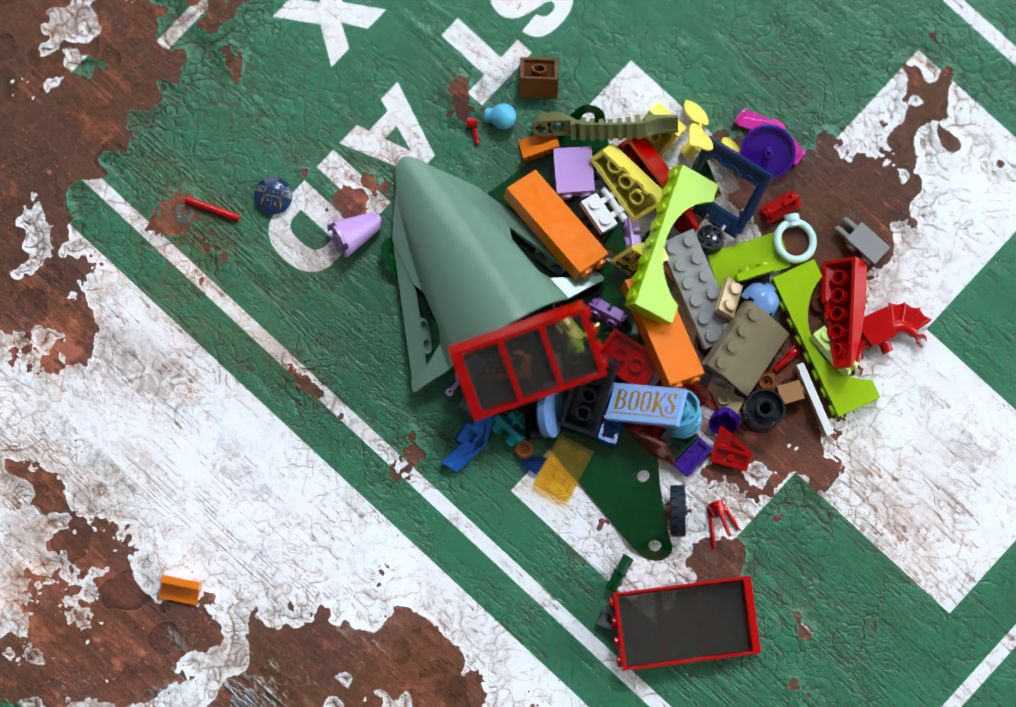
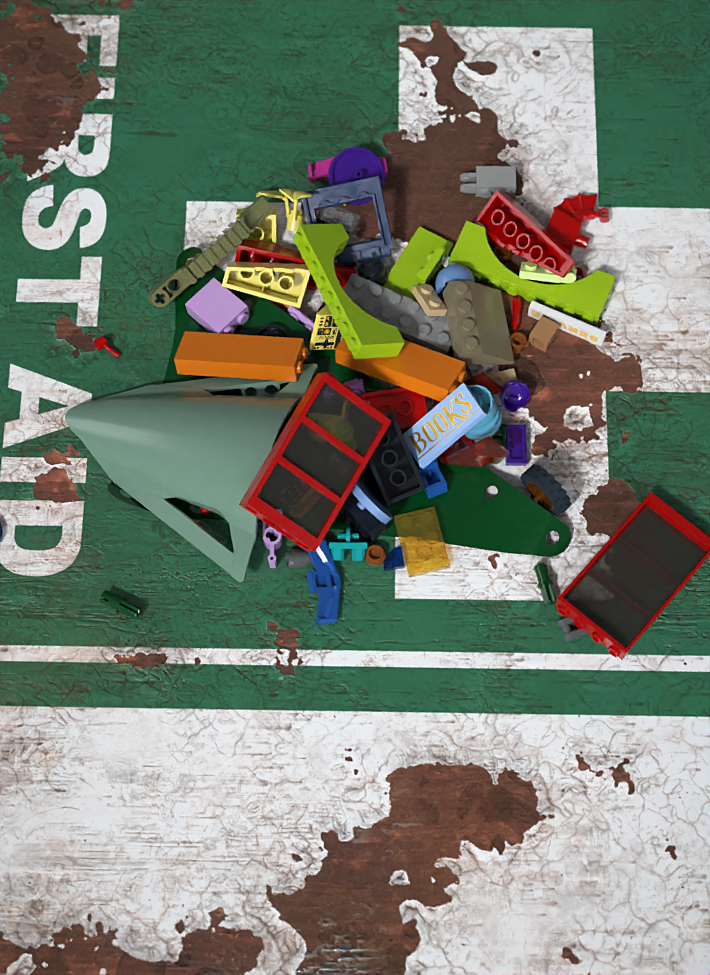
camera: 35 degrees left, 15 degrees down
(180, 589) = (185, 929): orange panel -> none
(322, 332) = (120, 605): none -> dark green axle
(353, 232) = (75, 503): lavender cone -> none
(501, 116) = (120, 318): medium azure piece -> none
(537, 147) = (171, 317): orange panel -> none
(538, 77) = (125, 267): reddish brown slope -> none
(598, 212) = (266, 321): white plate -> none
(719, 509) = (575, 467): red plant -> none
(730, 451) = (540, 414): red wing -> none
(772, 405) = (537, 361): black wheel -> none
(780, 206) = (404, 208): red hinge -> none
(790, 221) = (422, 211): light aqua piece -> none

